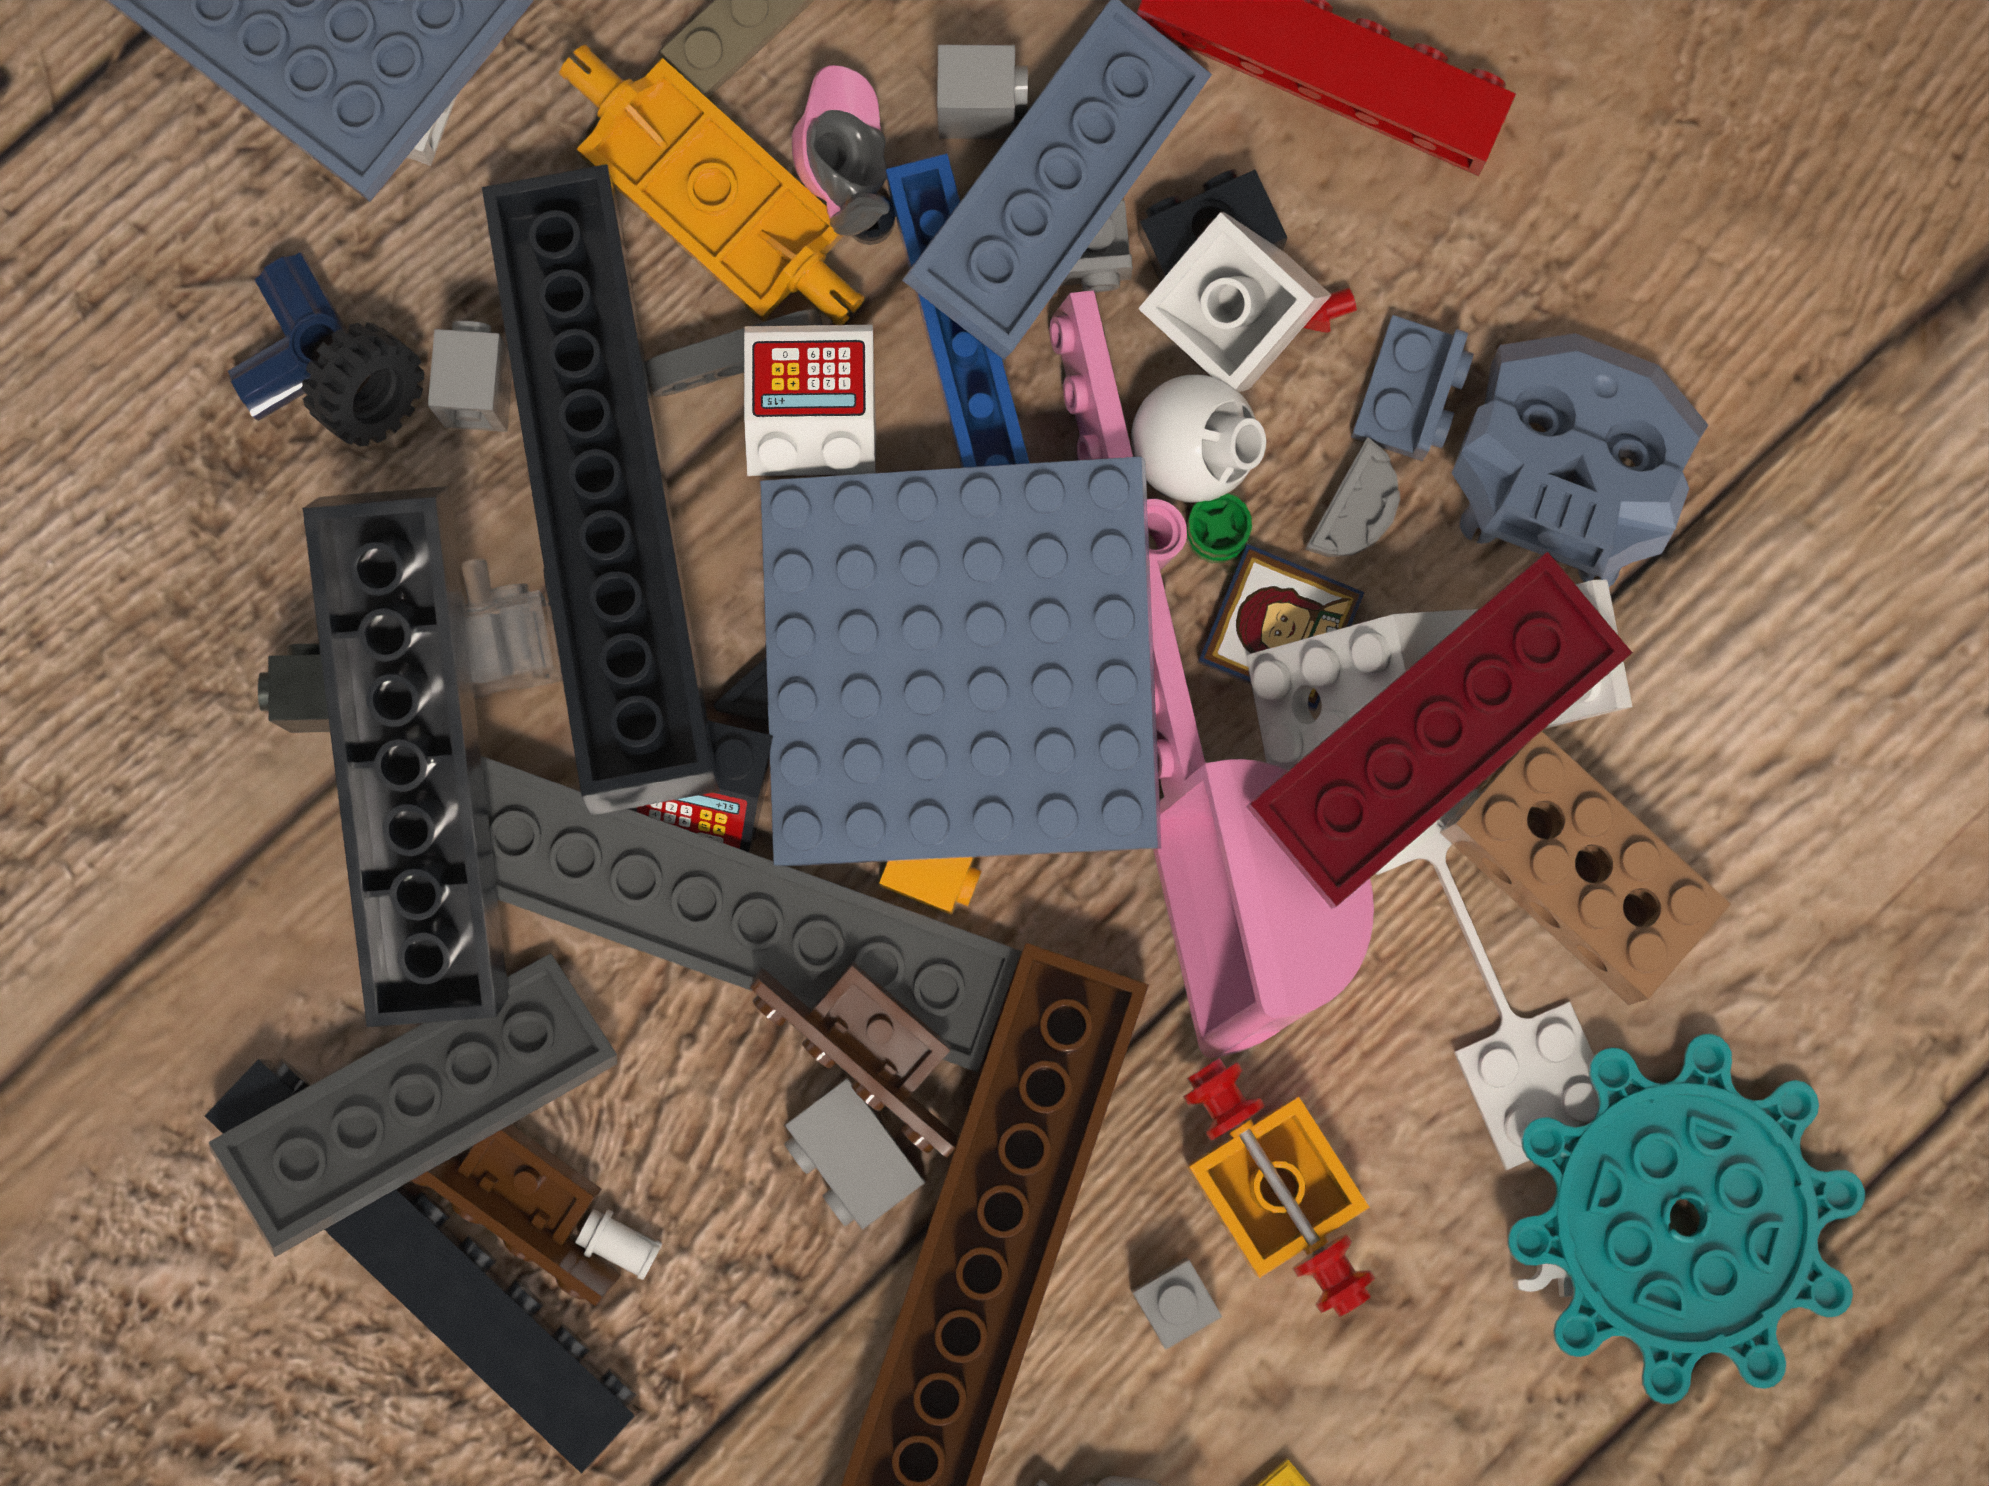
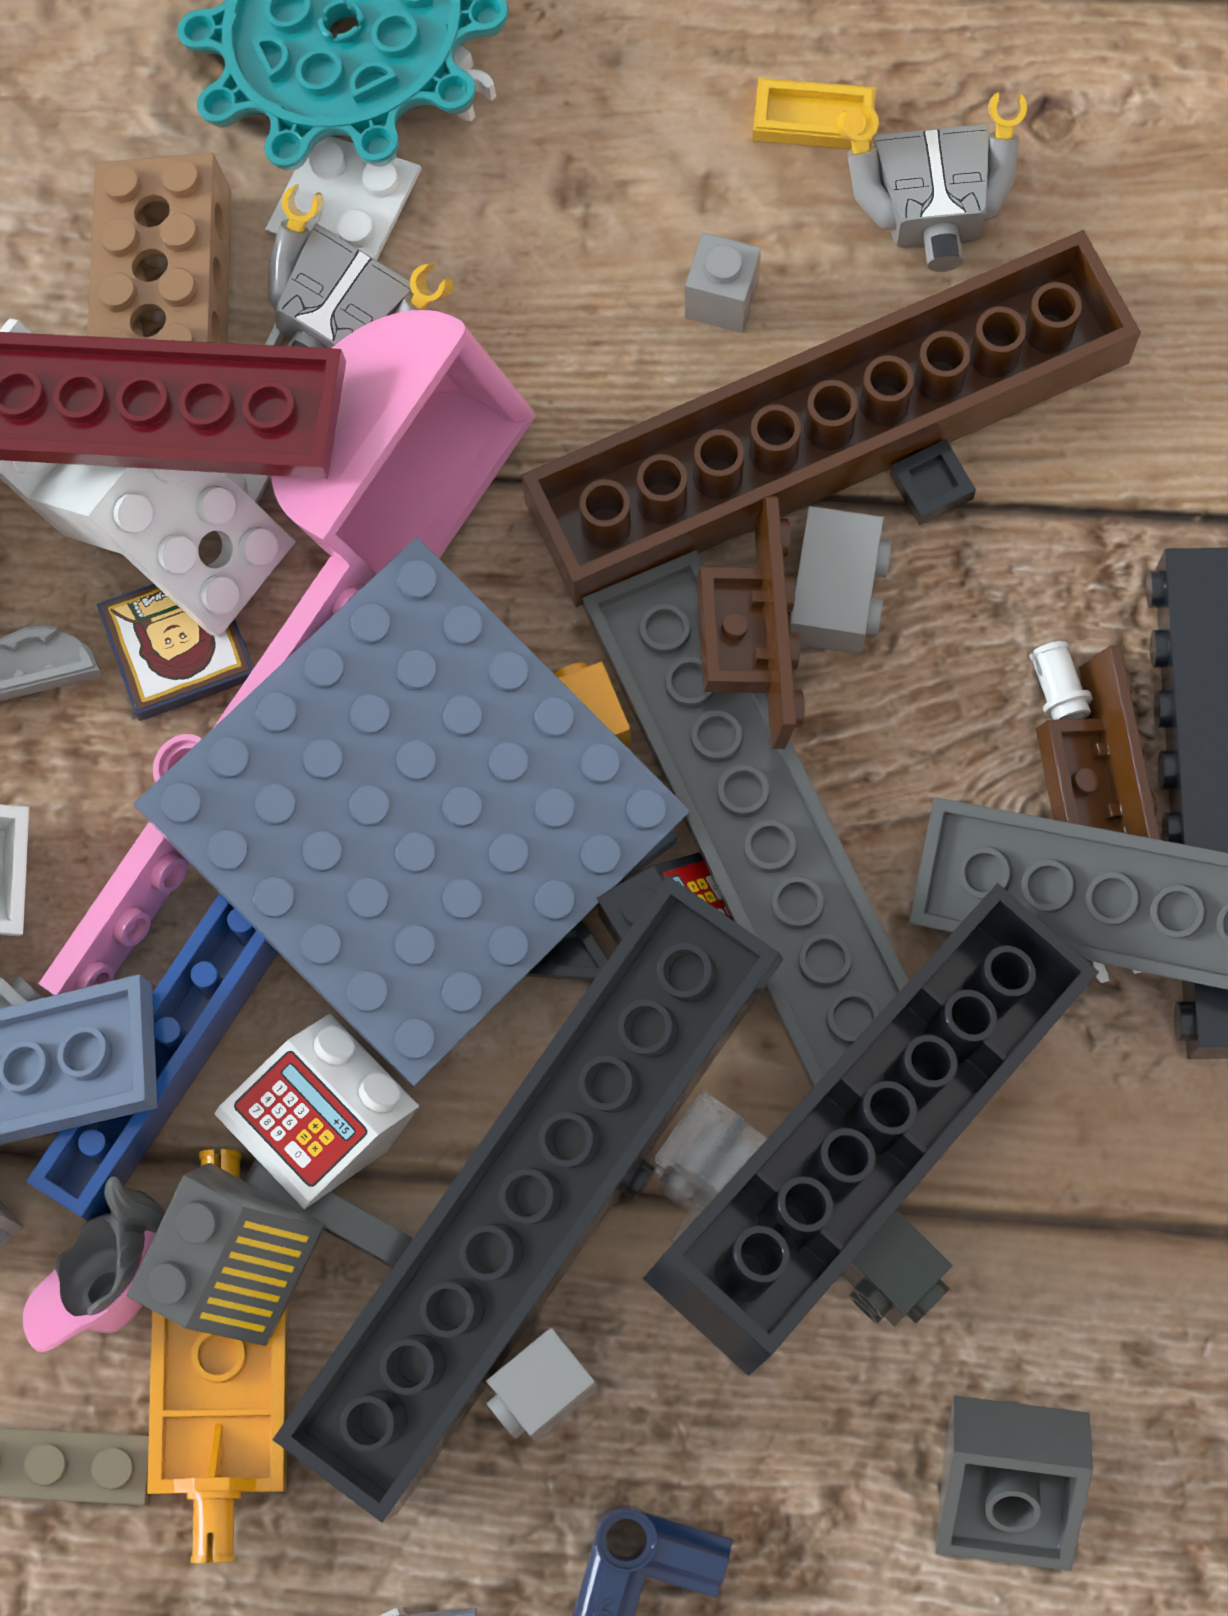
camera: 130 degrees left, 10 degrees down
(107, 643) = (1014, 1483): none -> dark grey slope
(343, 369) = (625, 1471): black tyre -> none
(760, 242) = (225, 1257): none -> dark grey slope
(863, 1306) = (932, 482): none -> black plate
(1196, 438) = (83, 804): white brick -> none
(1224, 518) = (136, 729): green wheel -> none
(1278, 1187) = (578, 277): light orange brick -> none
(1440, 993) = (331, 287): none -> light grey torso

